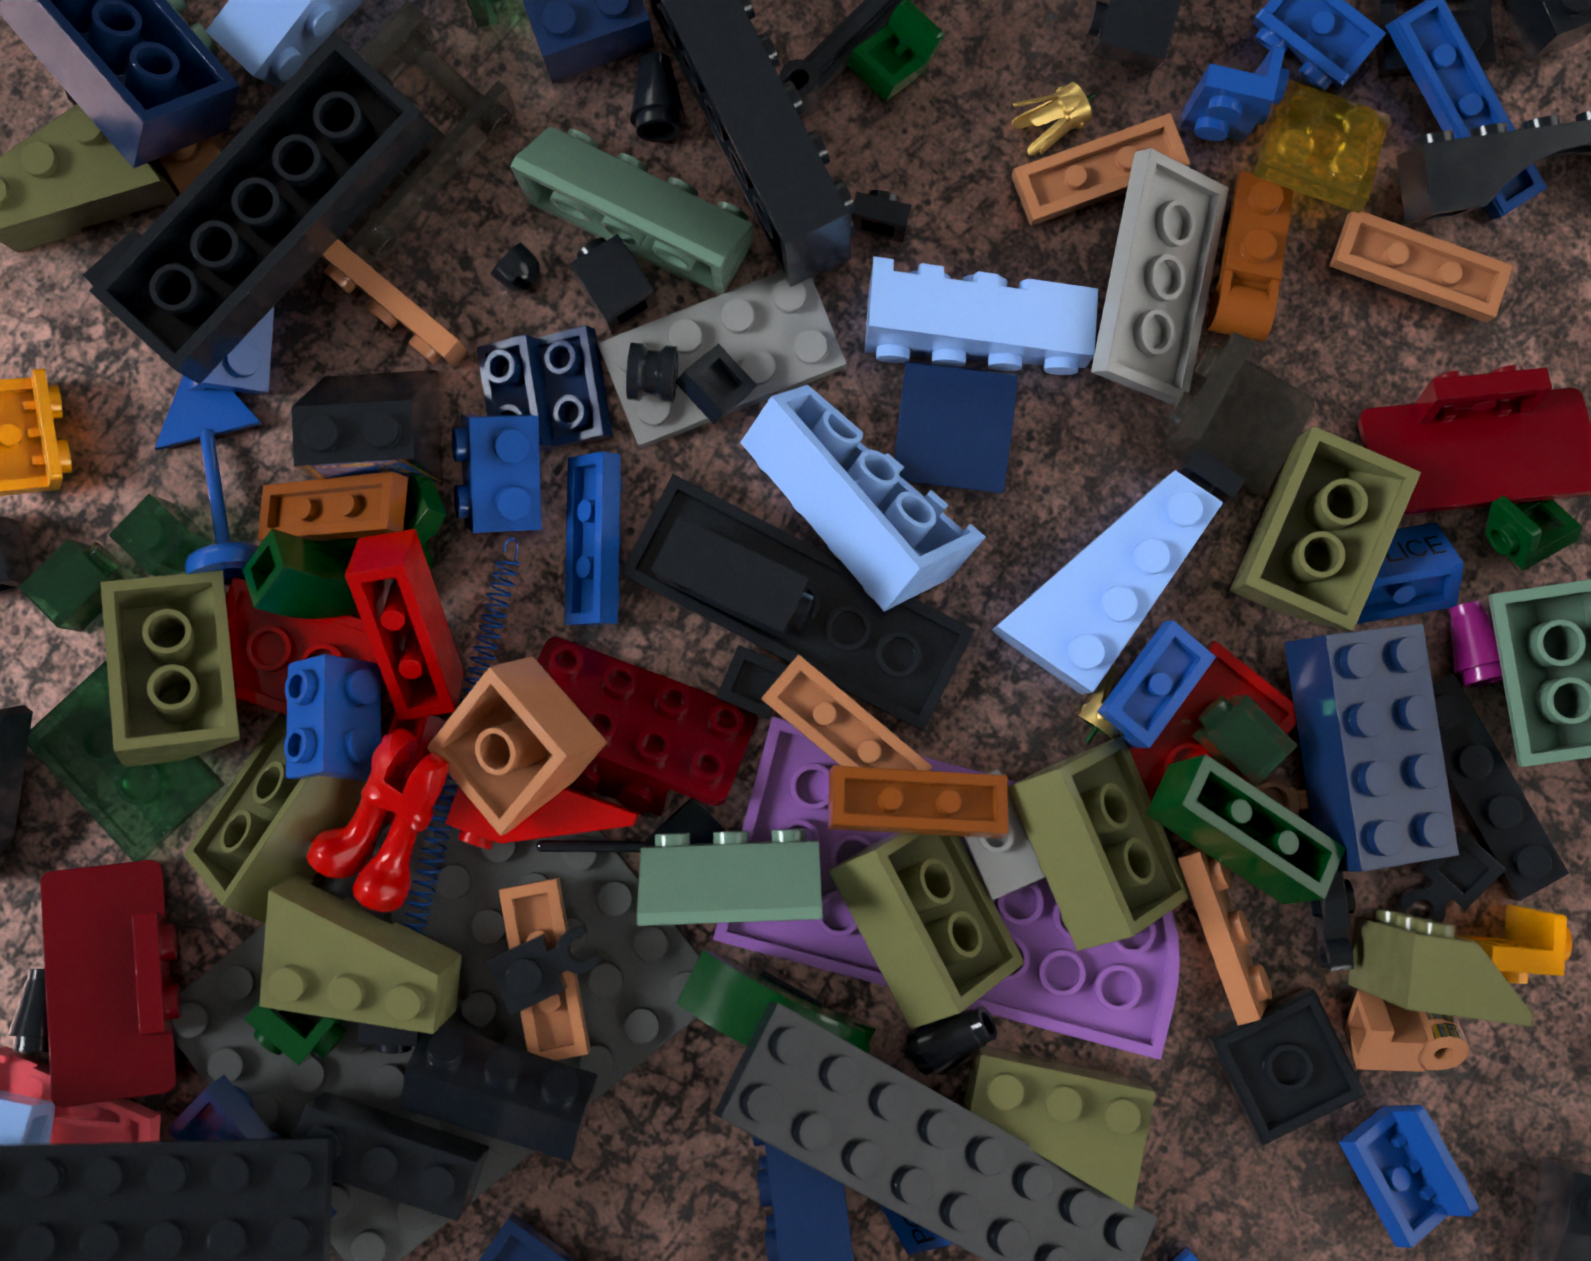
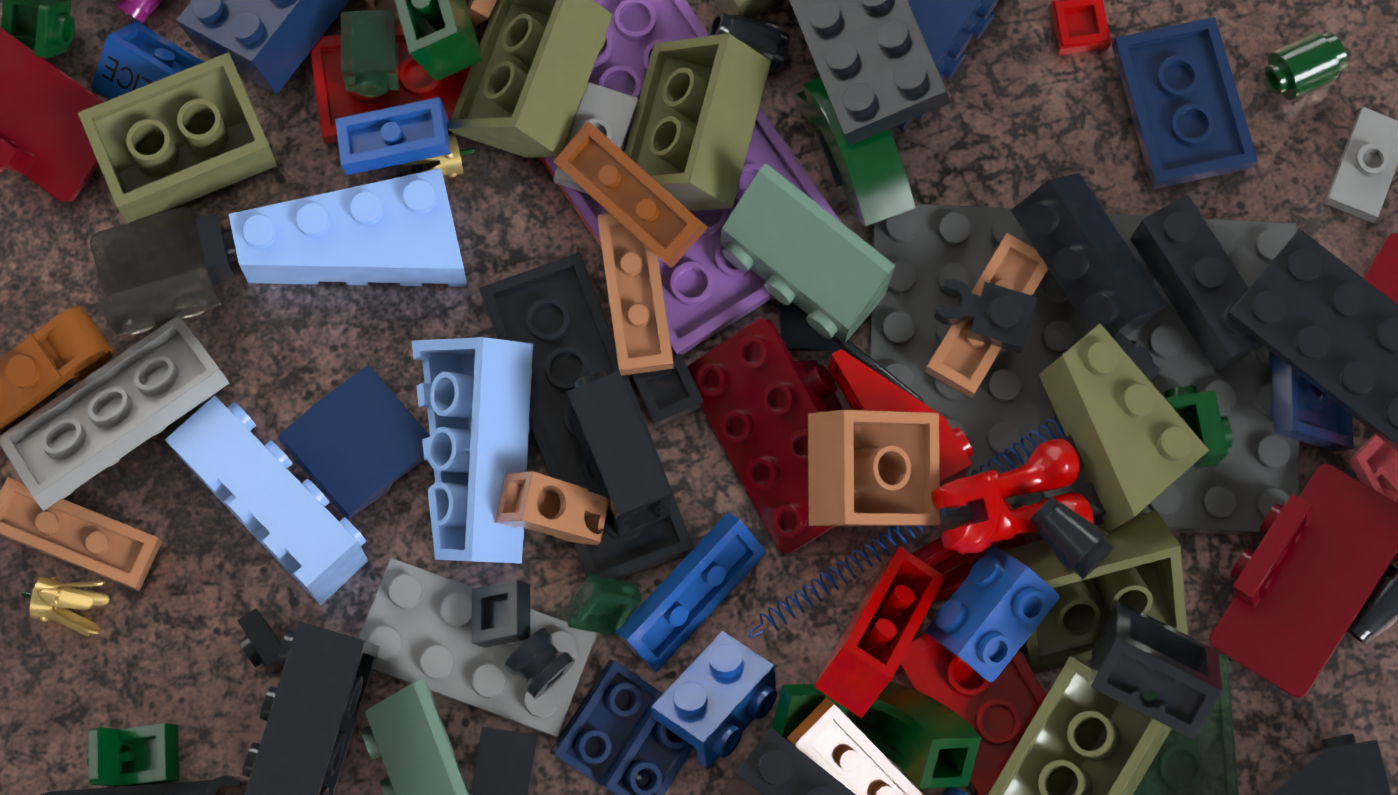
camera: 145 degrees left, 10 degrees down
(170, 746) = (1145, 654): none -> black window
(308, 829) = (1071, 537): none -> black cone
(649, 466) = (602, 605): none -> clear green plate
(750, 492) = (552, 507): none -> nougat leg

